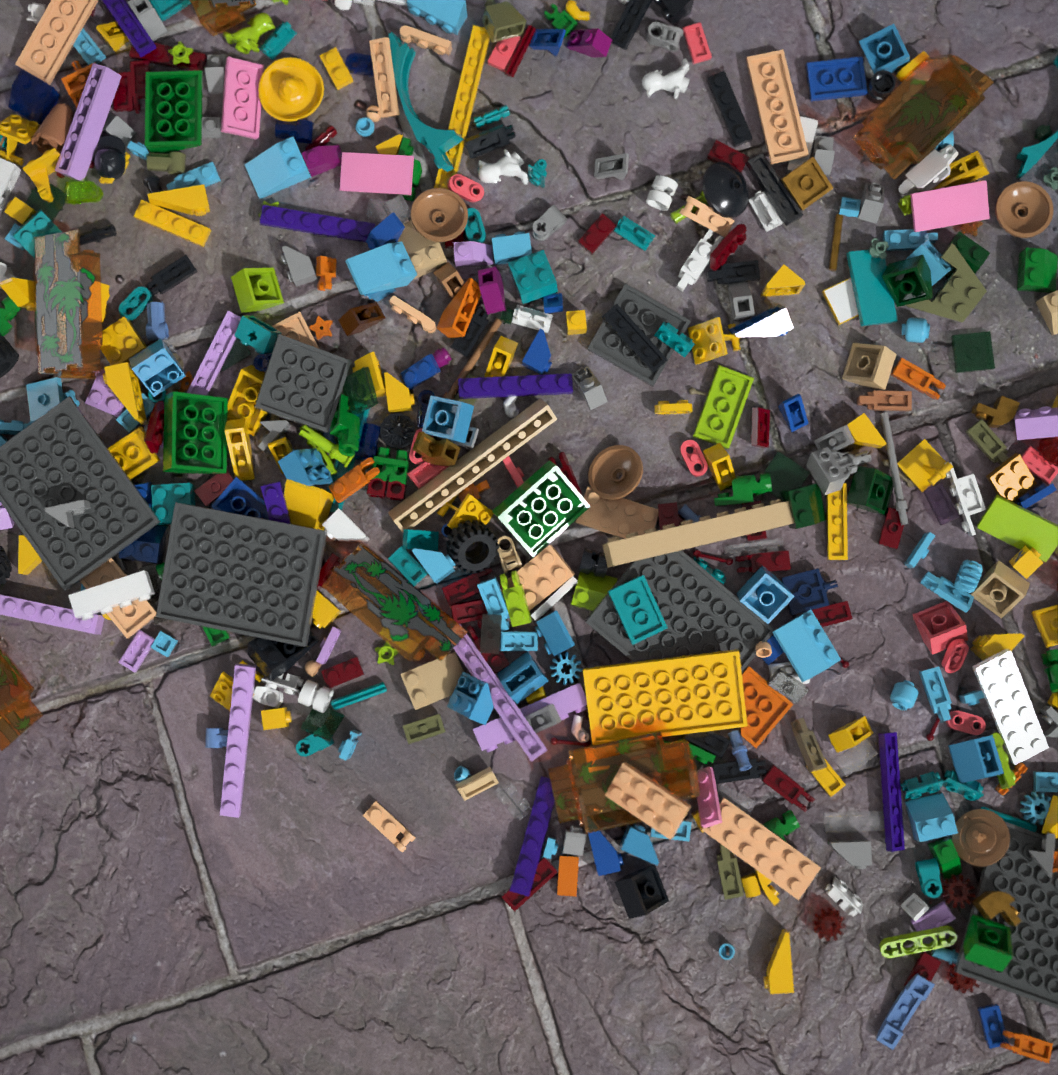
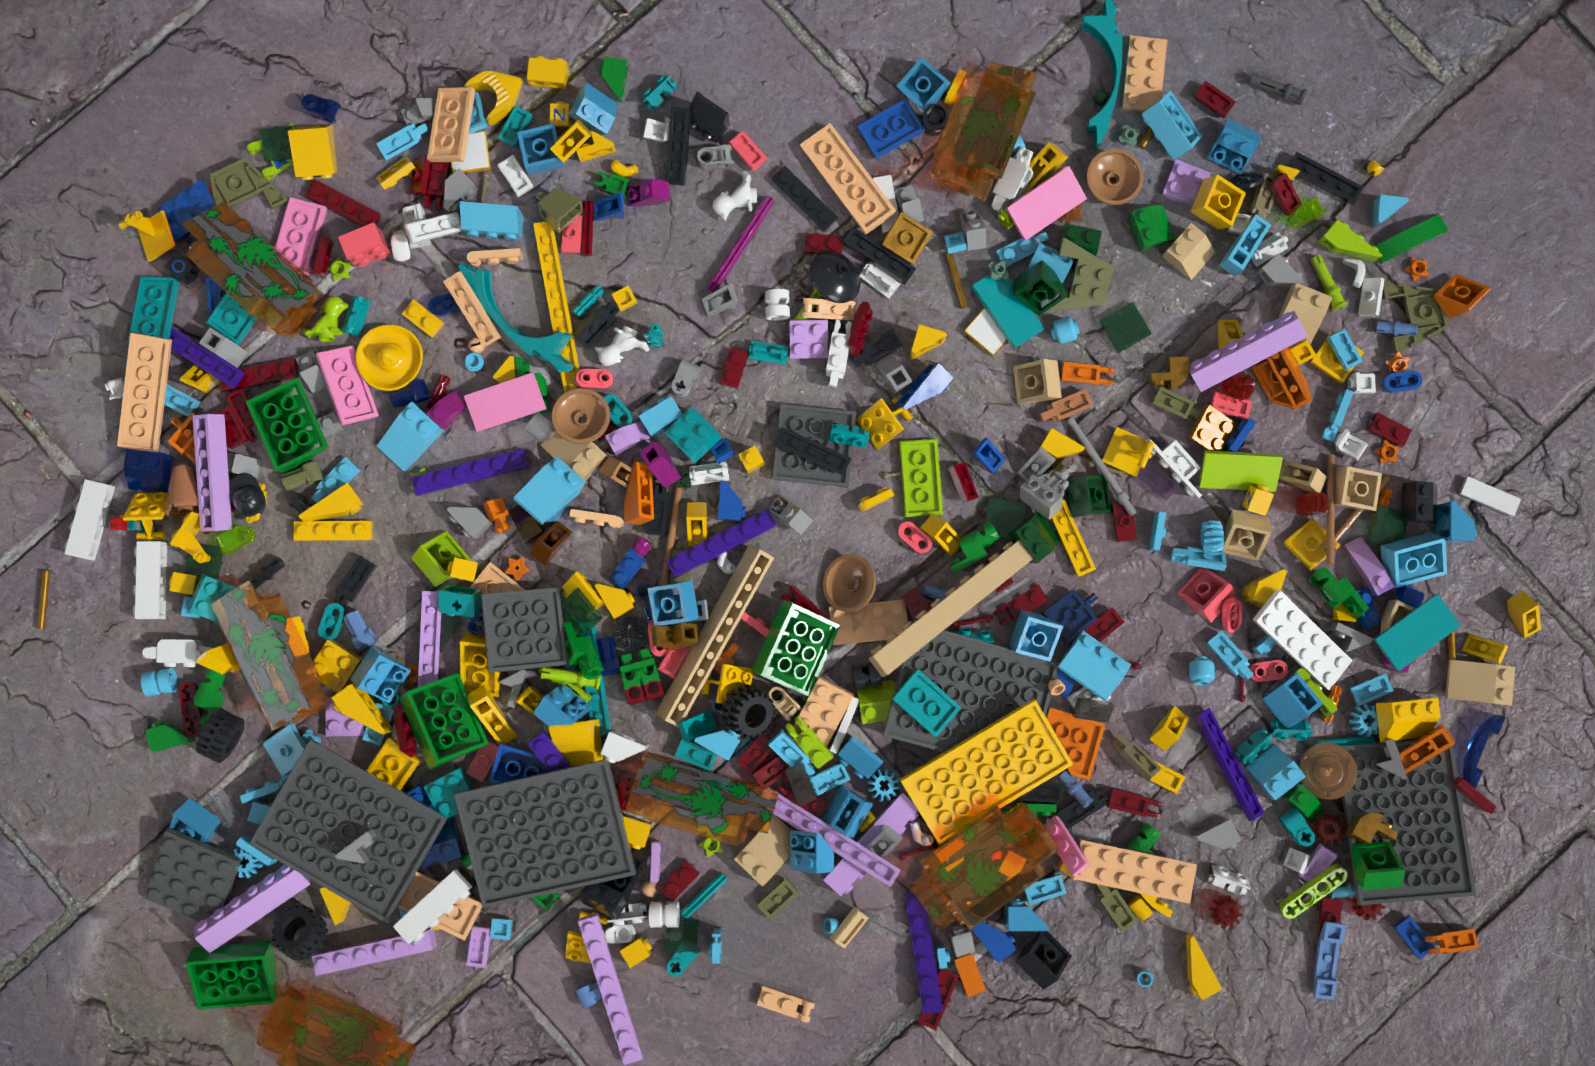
camera: 30 degrees left, 0 degrees up
(138, 149) = (270, 476): medium azure plate -> none
(180, 48) = (265, 368): lime plate -> none
(272, 306) = (462, 569): none -> yellow slope
(347, 291) = (526, 524): none -> dark brown slope
(353, 480) = (610, 698): orange hinge -> none
(386, 232) = (538, 454): blue slope -> none
(525, 128) = (624, 298): none -> yellow plate
(648, 800) = (1013, 875): light nougat plate -> none
(653, 124) = (740, 244): none -> magenta axle
(676, 236) = (809, 338): none -> lavender plate

